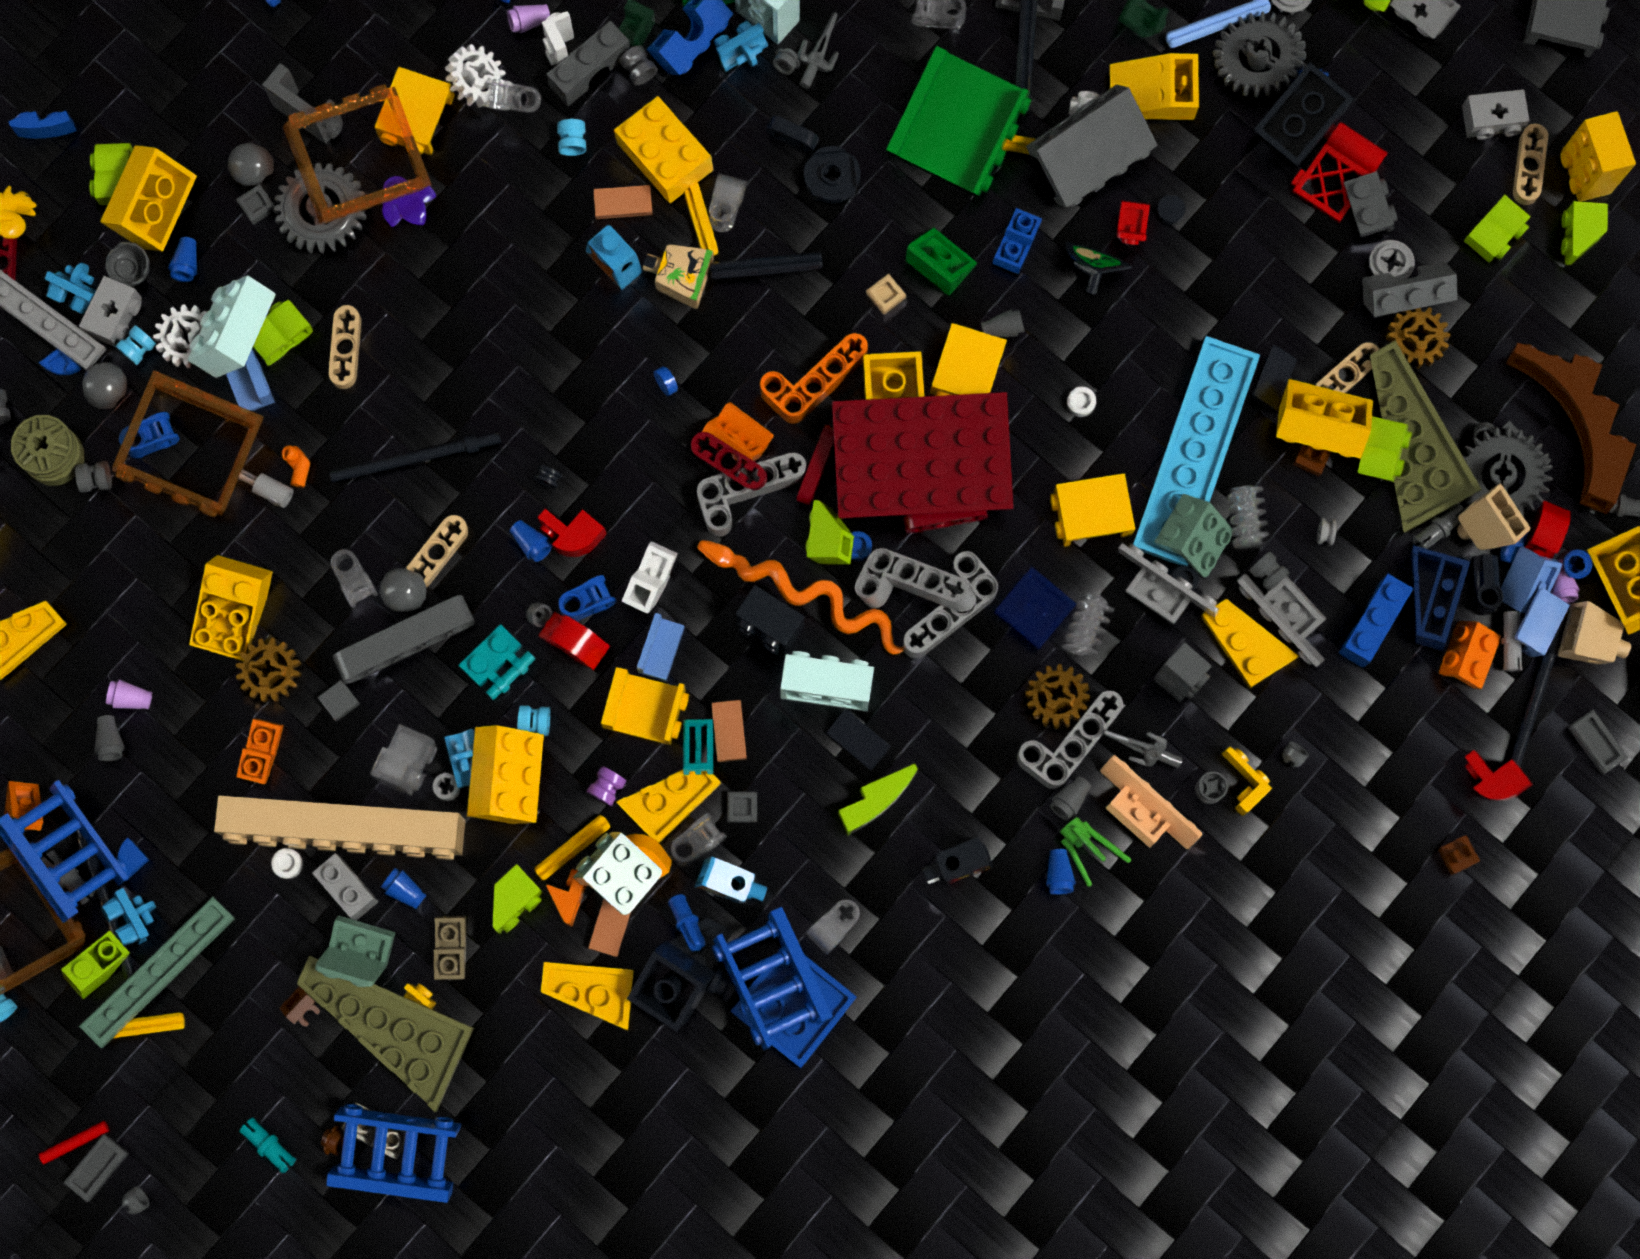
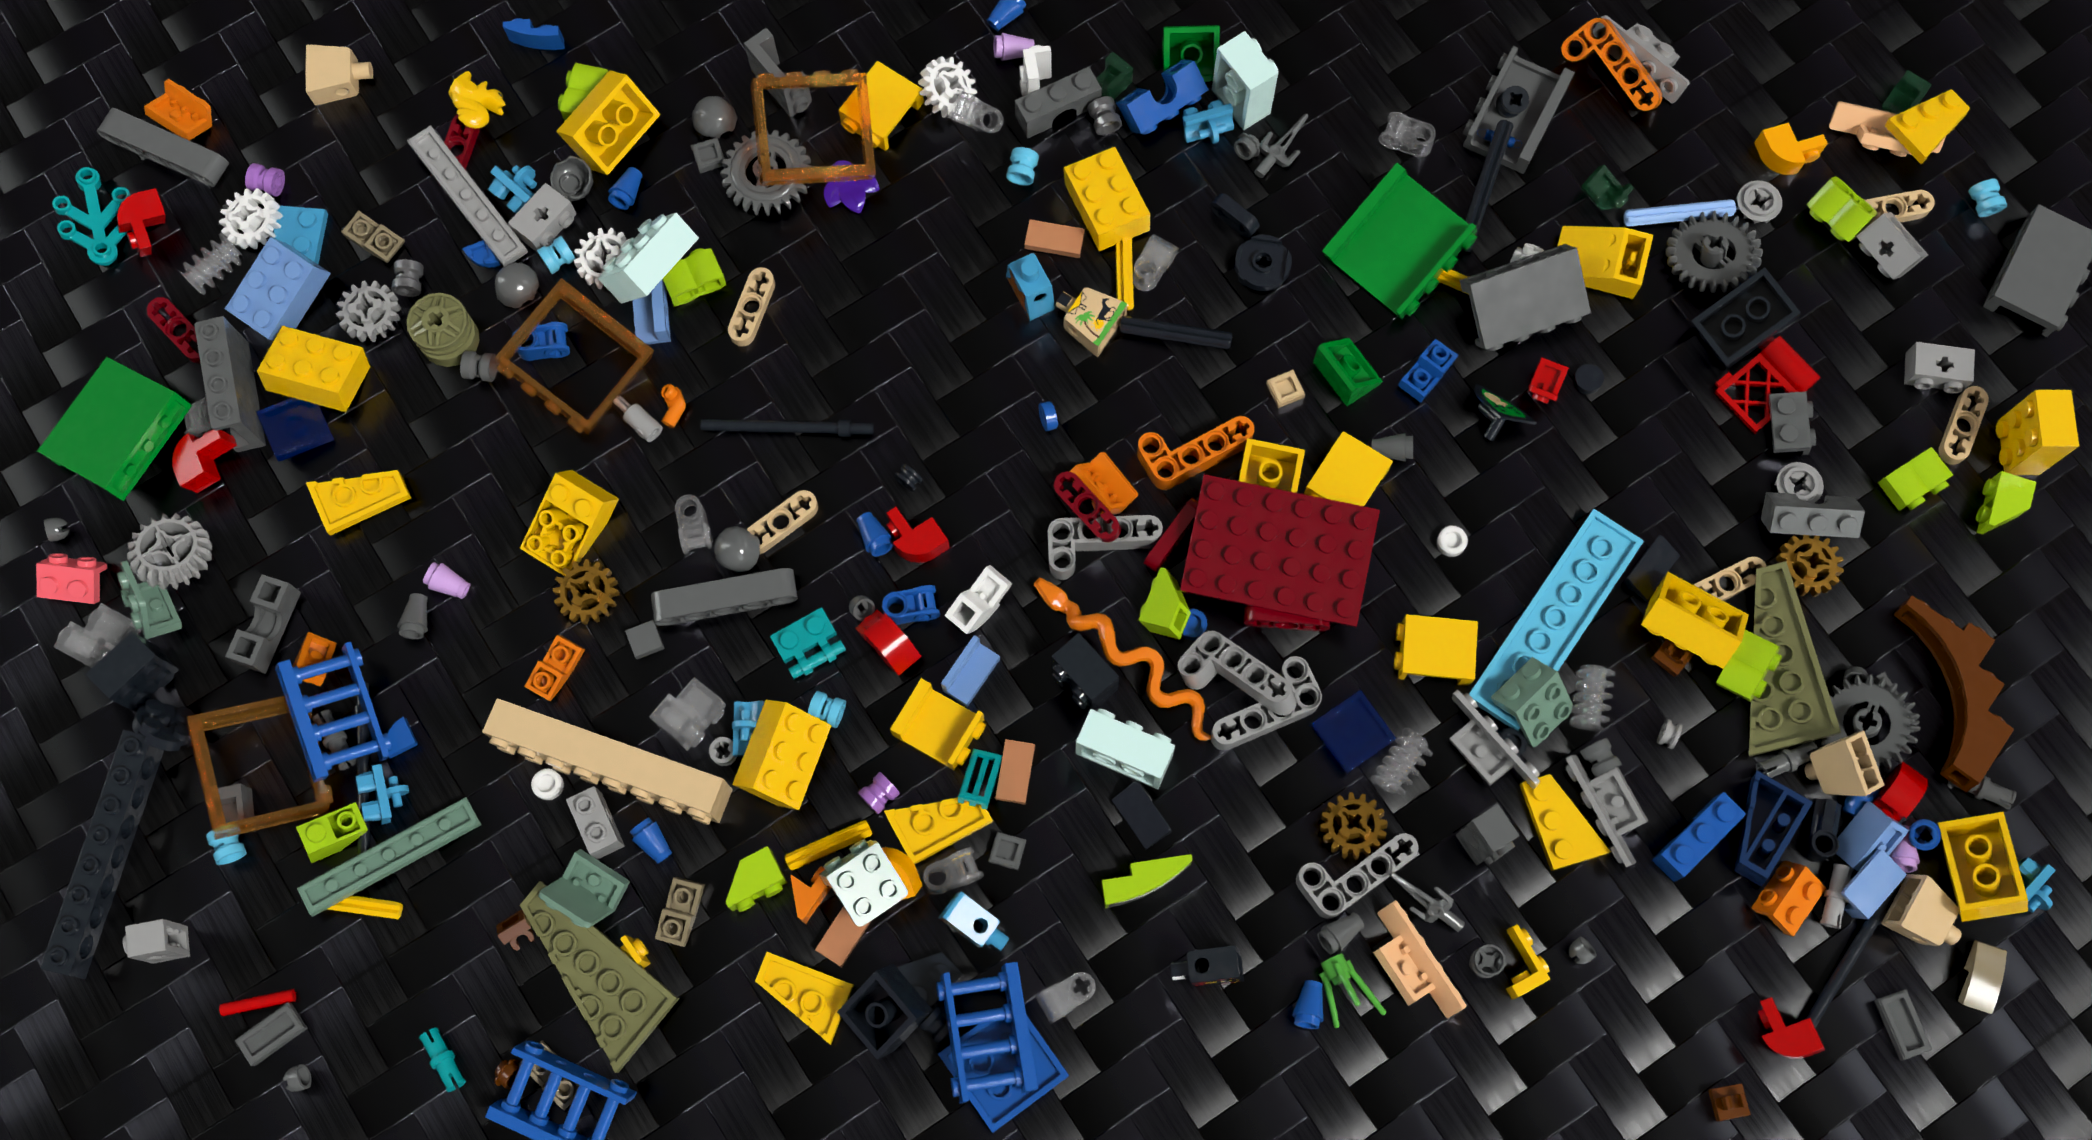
camera: 20 degrees right, 5 degrees down
(686, 922) = (919, 951): blue axle -> none

